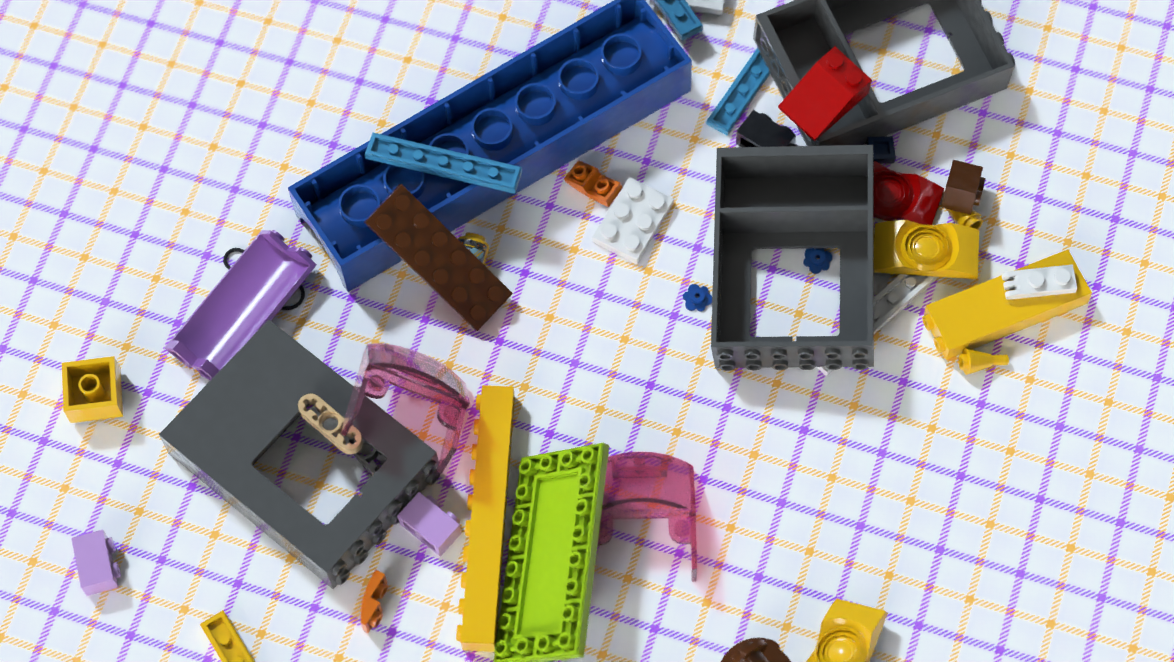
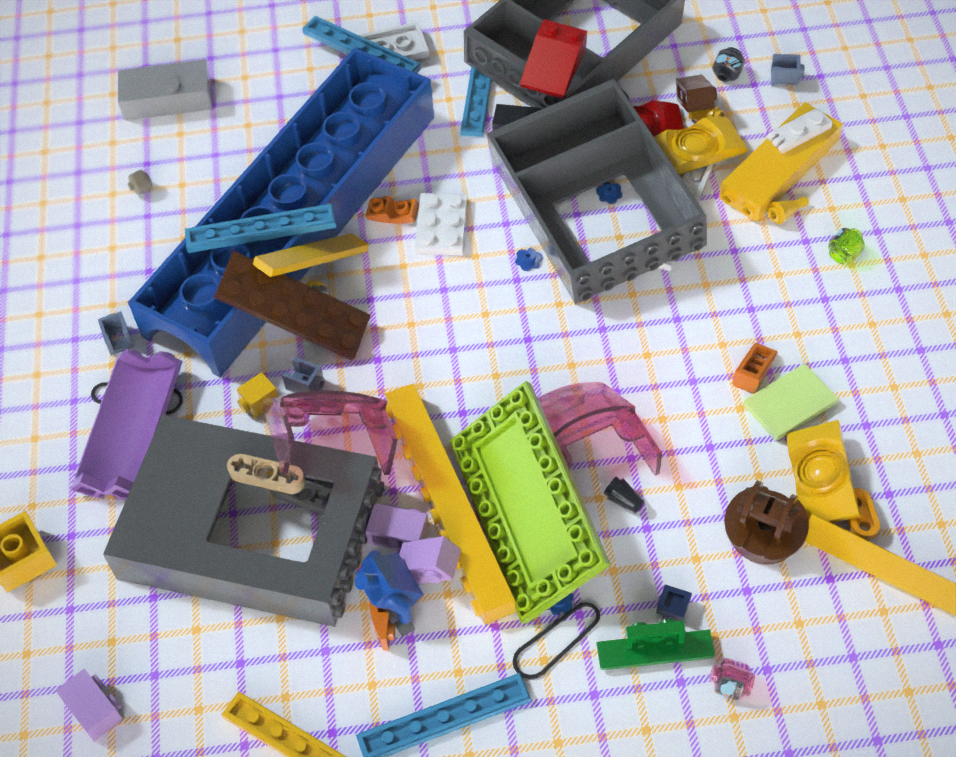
camera: 25 degrees left, 10 degrees down
(271, 192) = (112, 325): none -> sand blue window
(366, 41) = (139, 182): none -> dark tan piece
(369, 329) = (254, 393): none -> yellow brick
(389, 579) = (389, 586): none -> blue torso
(426, 342) = (304, 370): none -> sand blue window
(436, 570) = (431, 559): none -> lavender brick
(481, 209) = (310, 254): none -> yellow tile
(649, 588) = (623, 495): none -> black cone
(832, 525) = (754, 369): none -> orange slope
(859, 568) = (790, 402): none -> yellowish green tile
(1013, 430) = (846, 245): none -> clear neon green head
(1021, 165) = (728, 64): none -> head
(1081, 192) = (786, 69): none -> sand blue window

